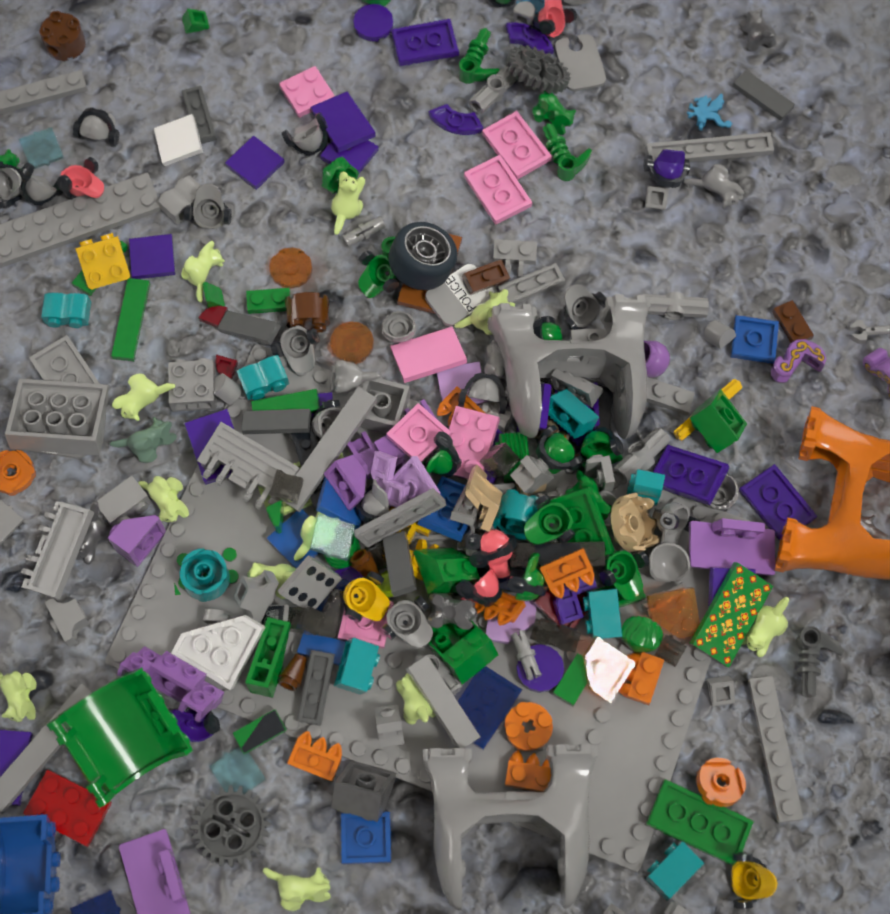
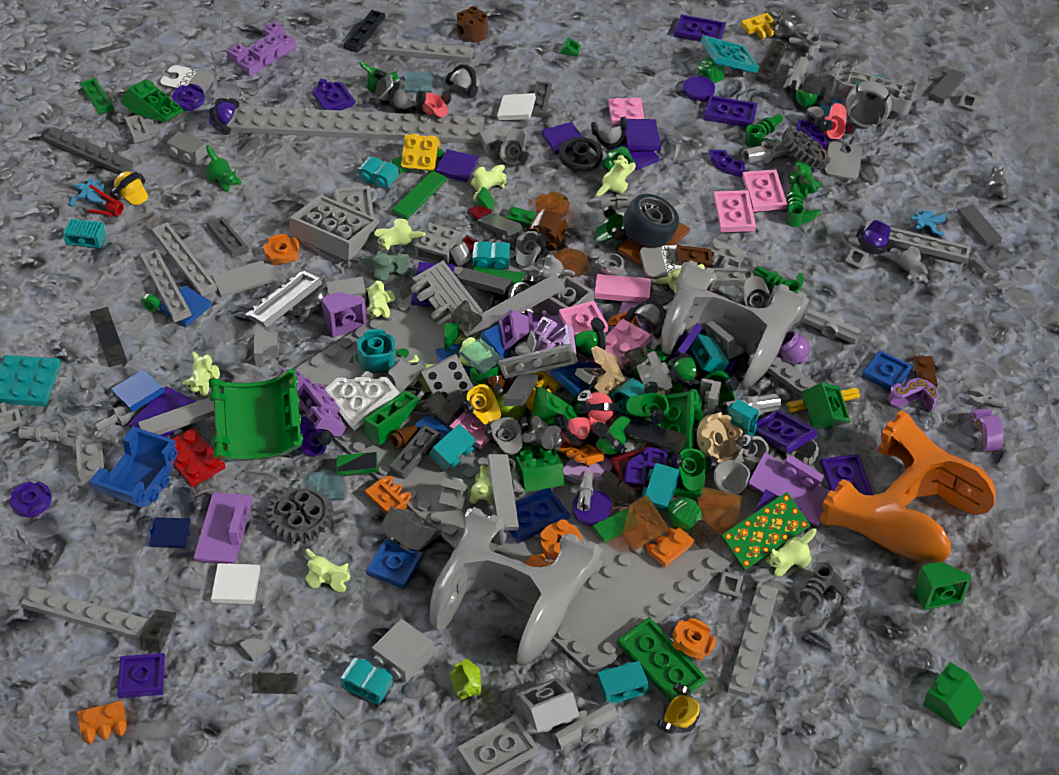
camera: 25 degrees right, 20 degrees down
(285, 172) = (580, 159): none -> black wheel
(567, 571) = (645, 441): orange plate -> none
(597, 274) = (772, 279): none -> green piece
(718, 334) = (858, 355): light grey brick -> none

